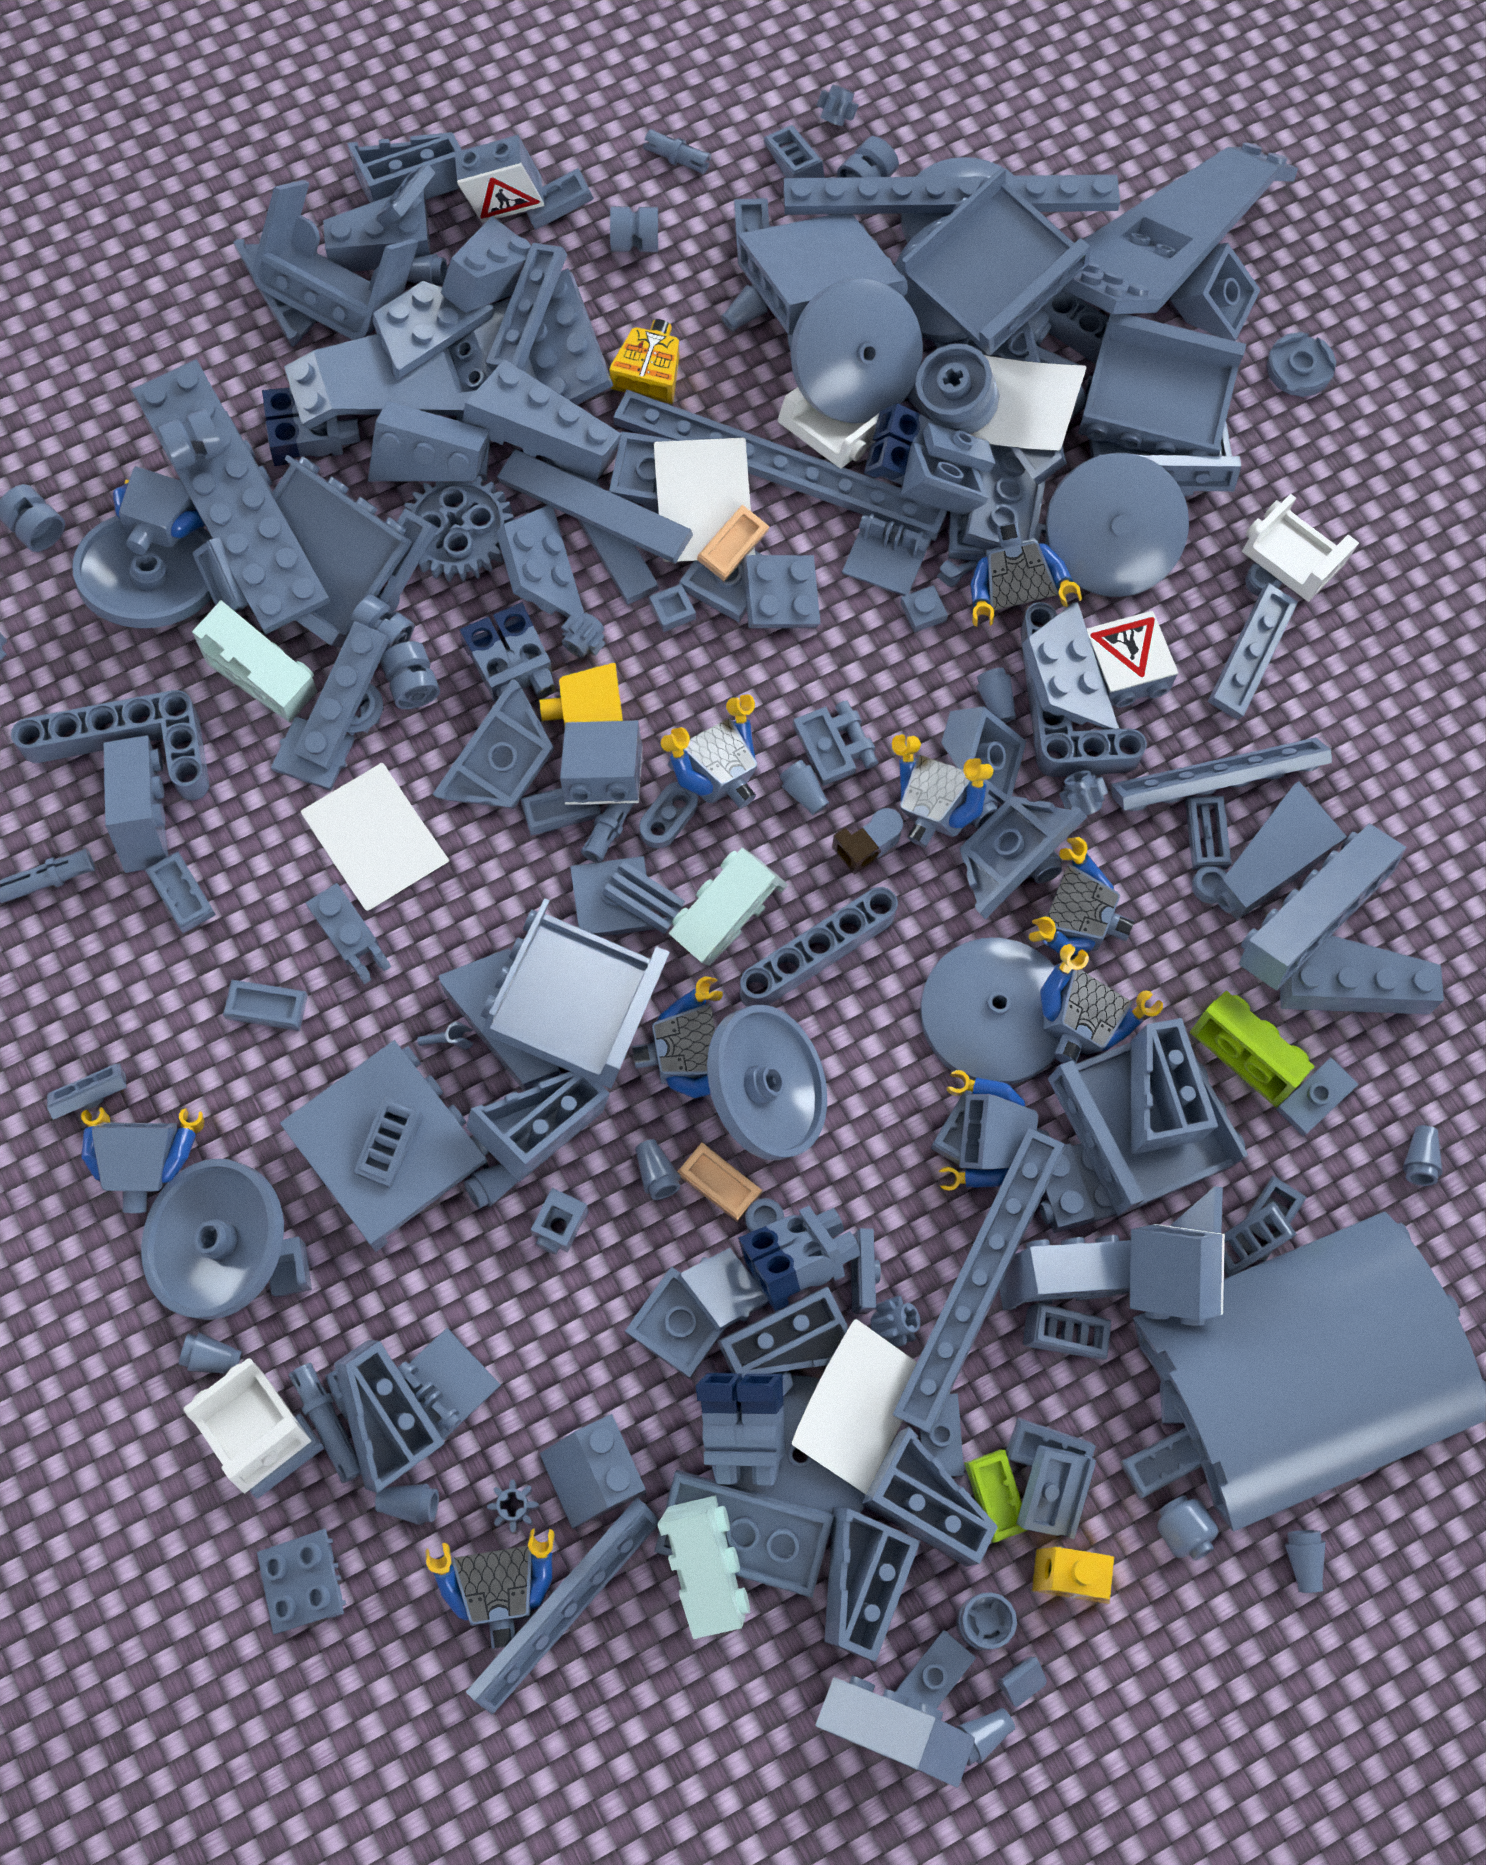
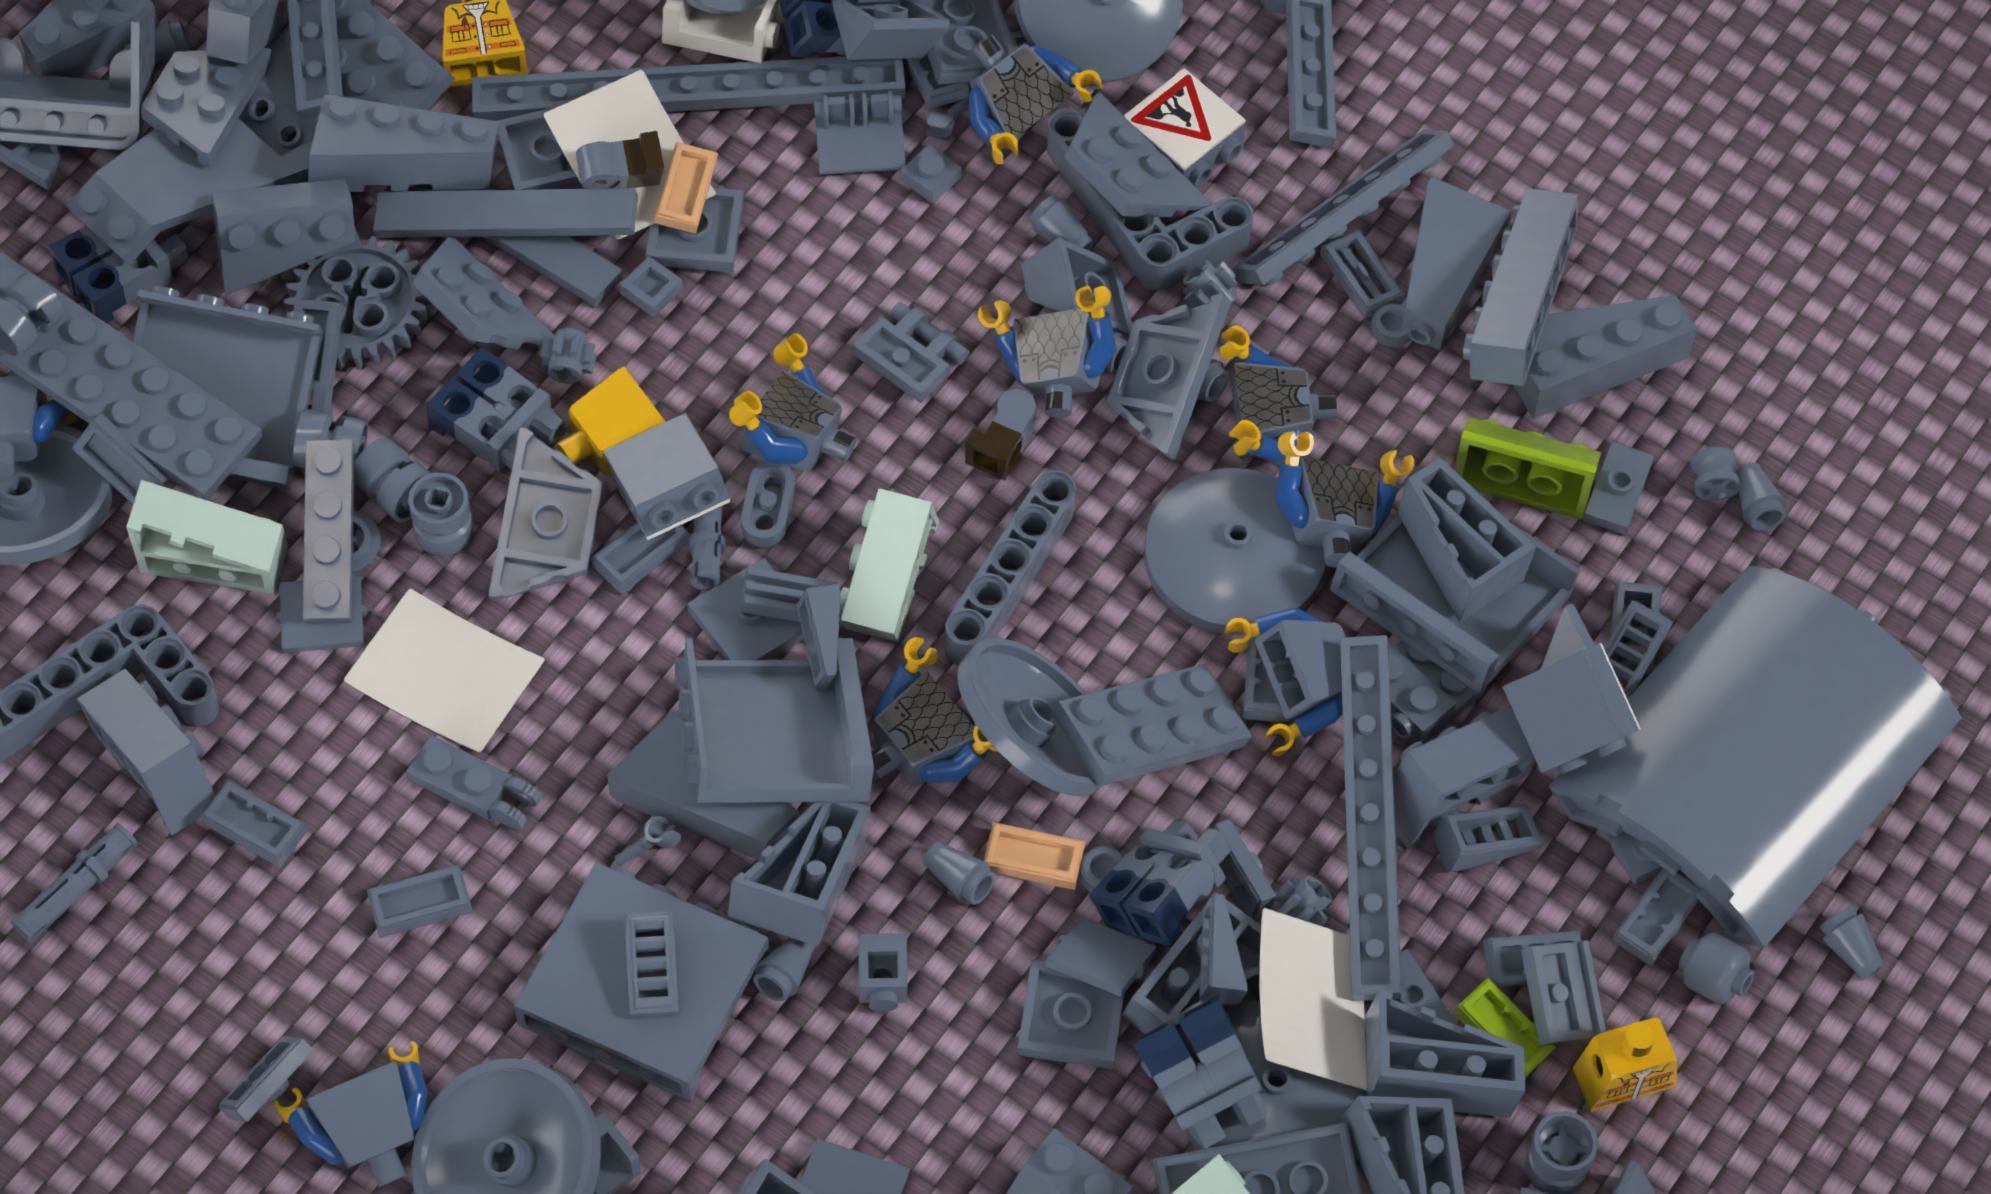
camera: 25 degrees left, 10 degrees down
(428, 717) = (441, 514): none -> sand blue wheel
(650, 929) = (819, 623): none -> sand blue slope
(690, 504) = (621, 163): none -> leg
(781, 591) = (765, 218): sand blue plate -> none
(798, 1348) = (1220, 960): none -> sand blue slope
(804, 787) = (902, 410): sand blue cone -> none
(854, 1125) = (1151, 724): none -> sand blue plate
(1398, 1122) = (1715, 473): none -> sand blue wheel

